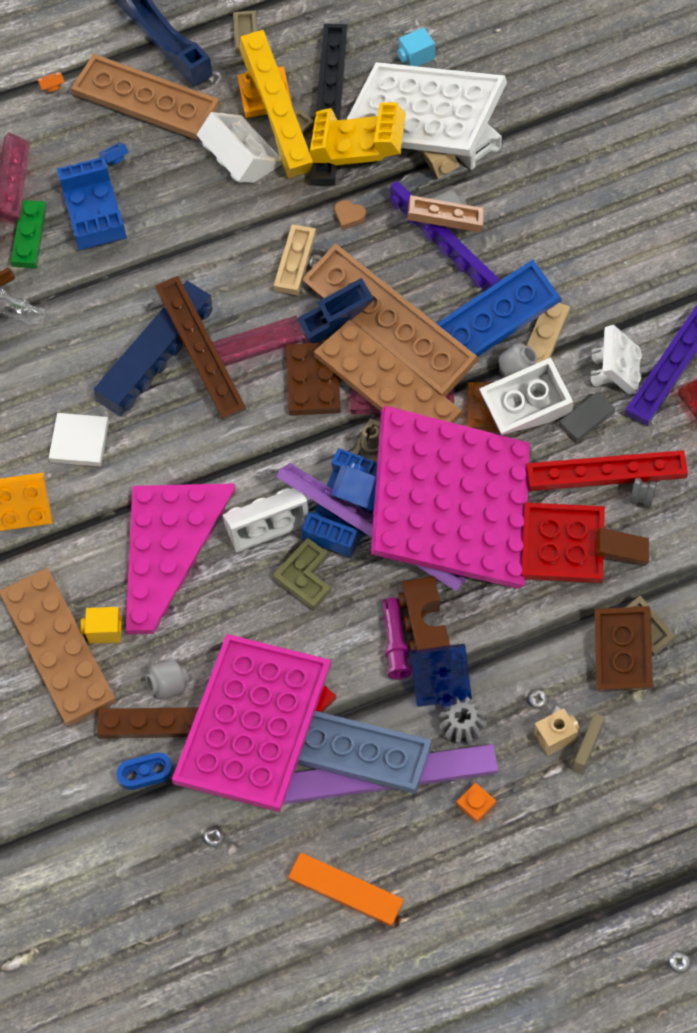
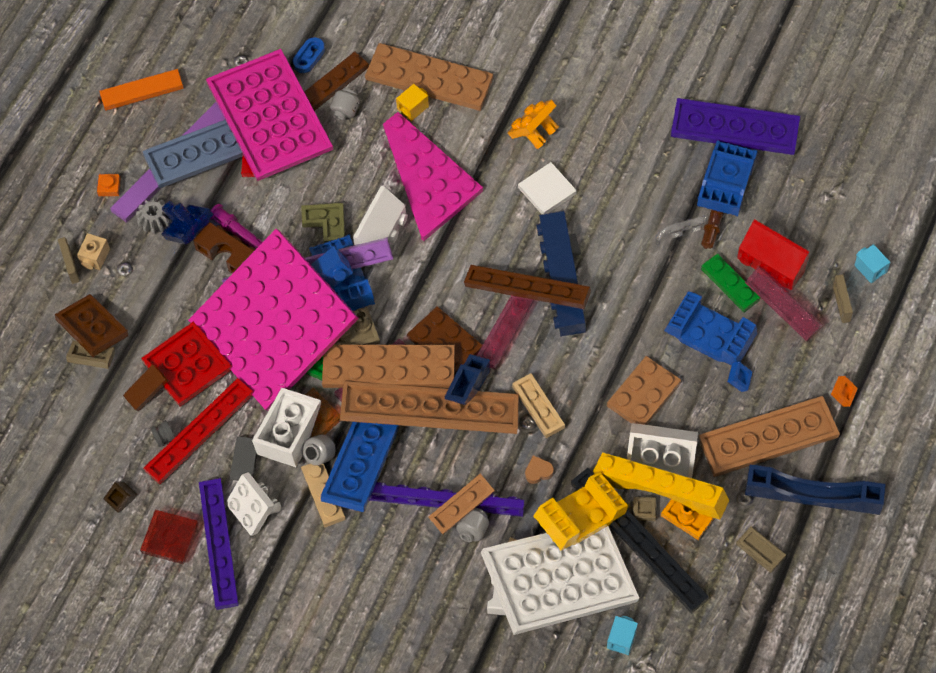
camera: 135 degrees right, 0 degrees up
(199, 206) = (644, 392): none -> medium nougat plate

